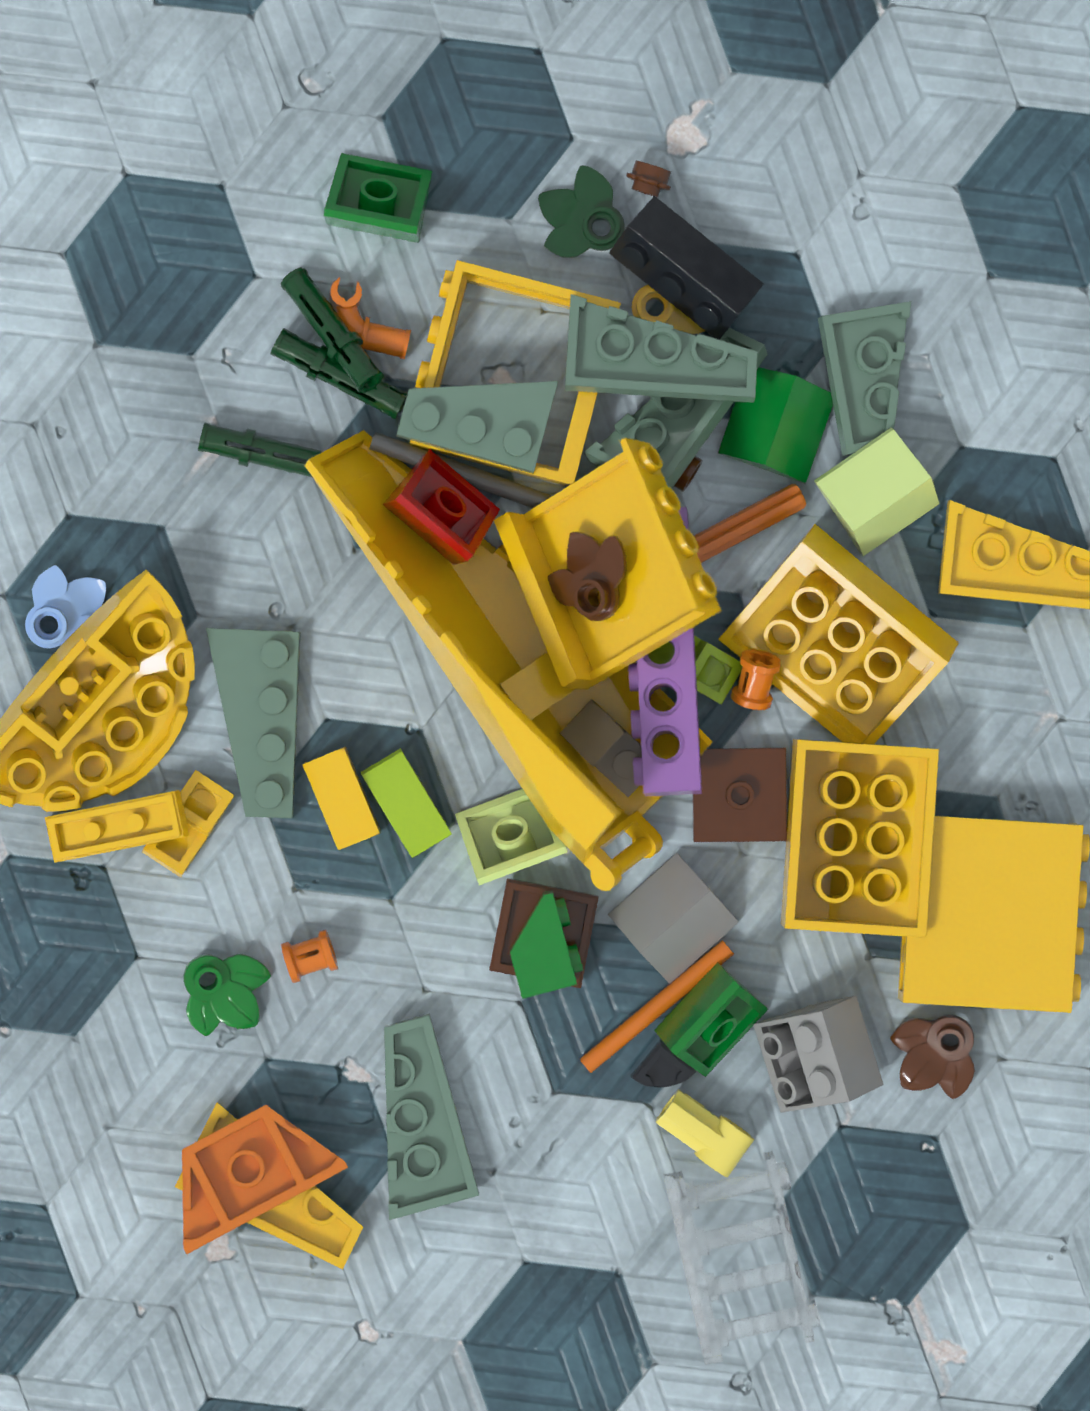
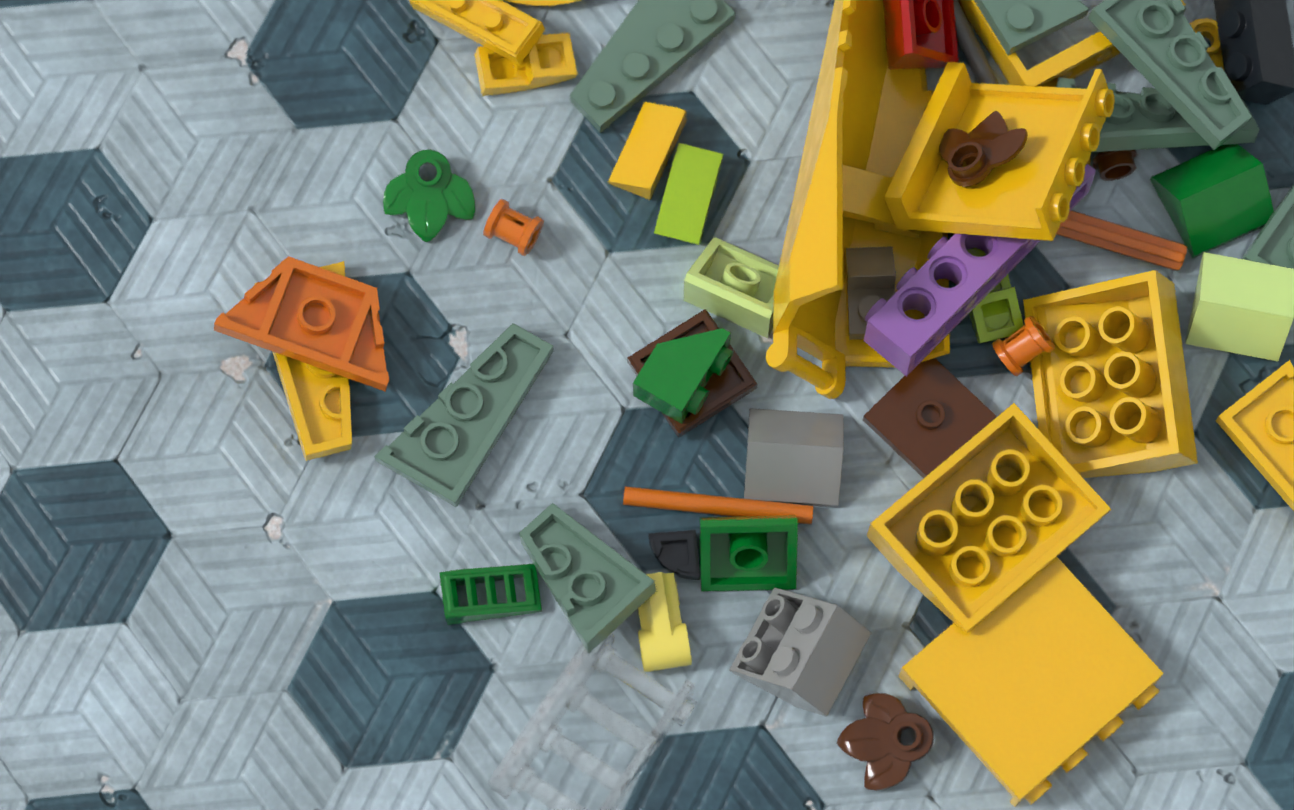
camera: 50 degrees right, 15 degrees down
(542, 1262) = (470, 577): none -> green slope
(622, 1157) = (584, 575): none -> sand green wing

